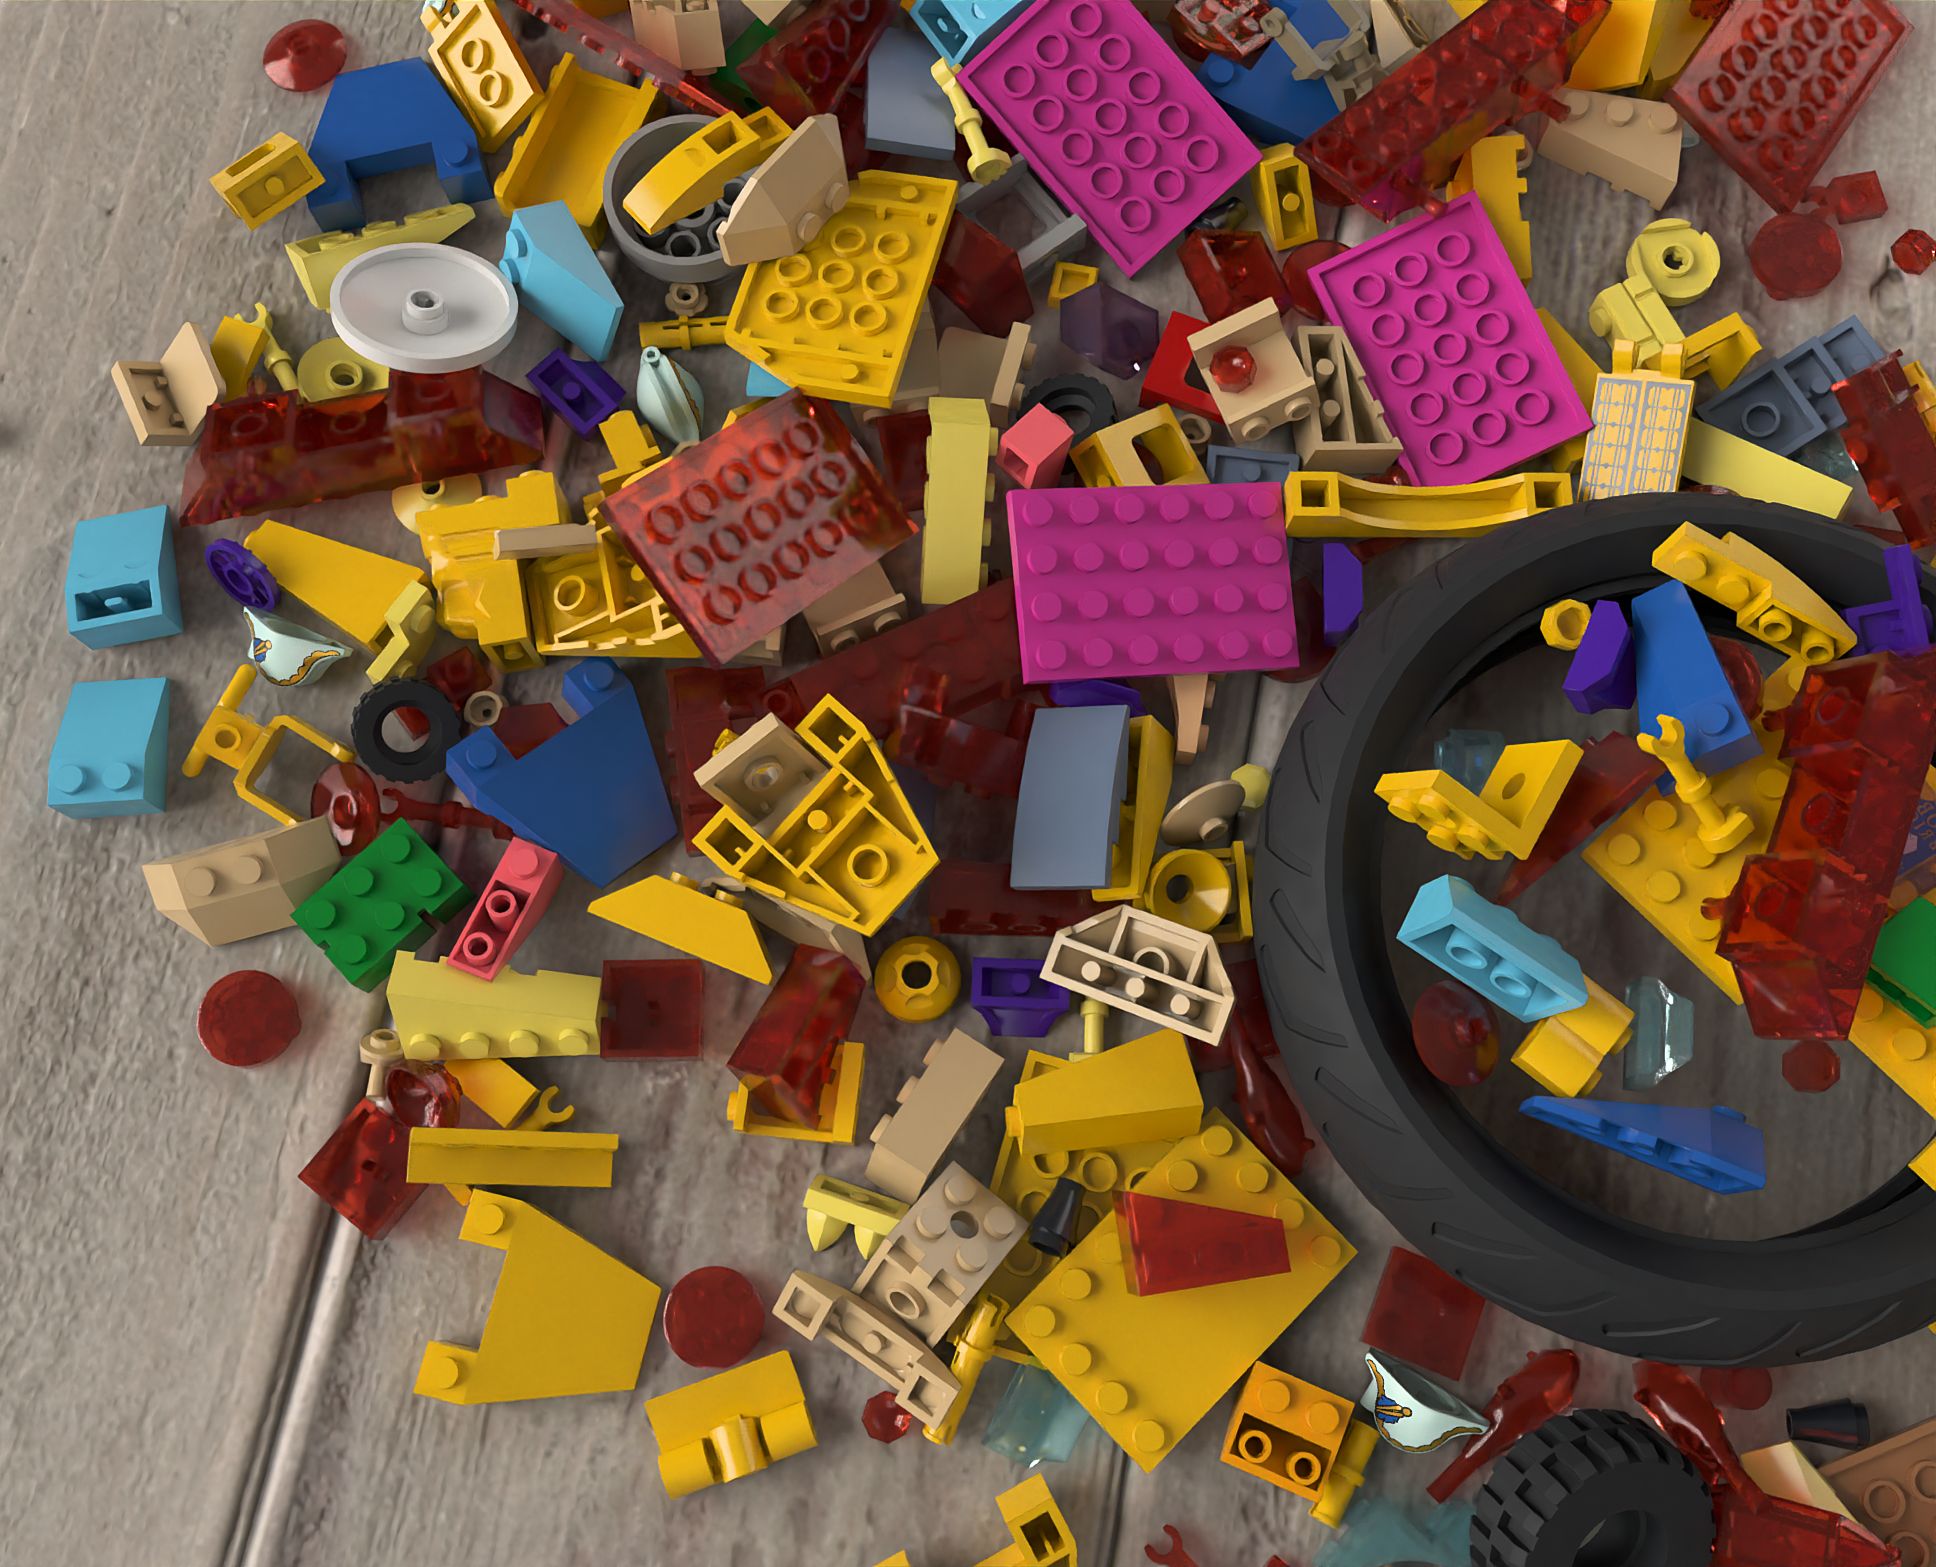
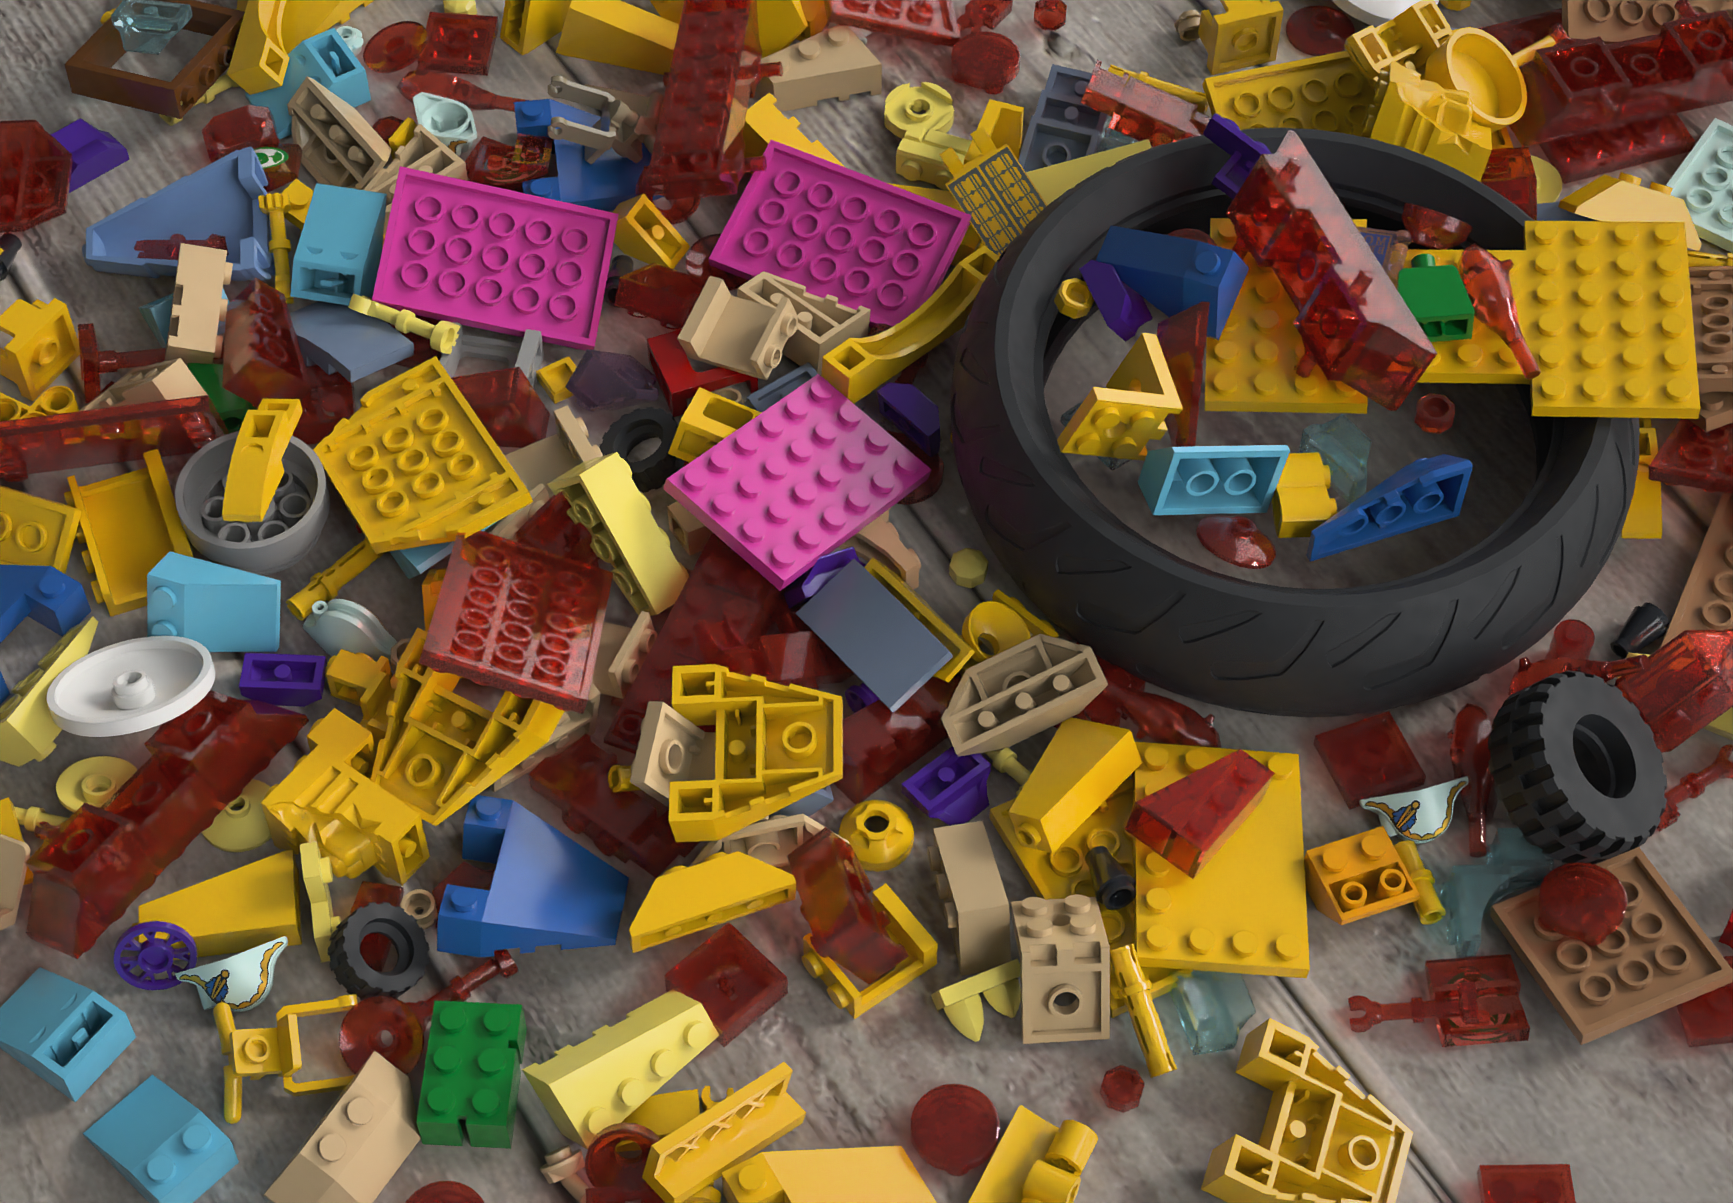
camera: 45 degrees left, 20 degrees down
(507, 909) = (566, 993): coral slope -> none
(544, 541) = (382, 739): tan slope -> none
(694, 307) = (301, 576): tan plate -> none
(788, 196) = (339, 436): tan wedge -> none
(874, 1340) = (1070, 1051): tan slope -> none
(1035, 449) = (652, 463): coral slope -> none
(1203, 814) = (959, 591): tan dish -> none
(1233, 369) = (723, 336): clear red tile -> none
(1721, 826) = (1265, 322): yellow piece -> none
(1763, 593) = (1158, 200): yellow slope -> none

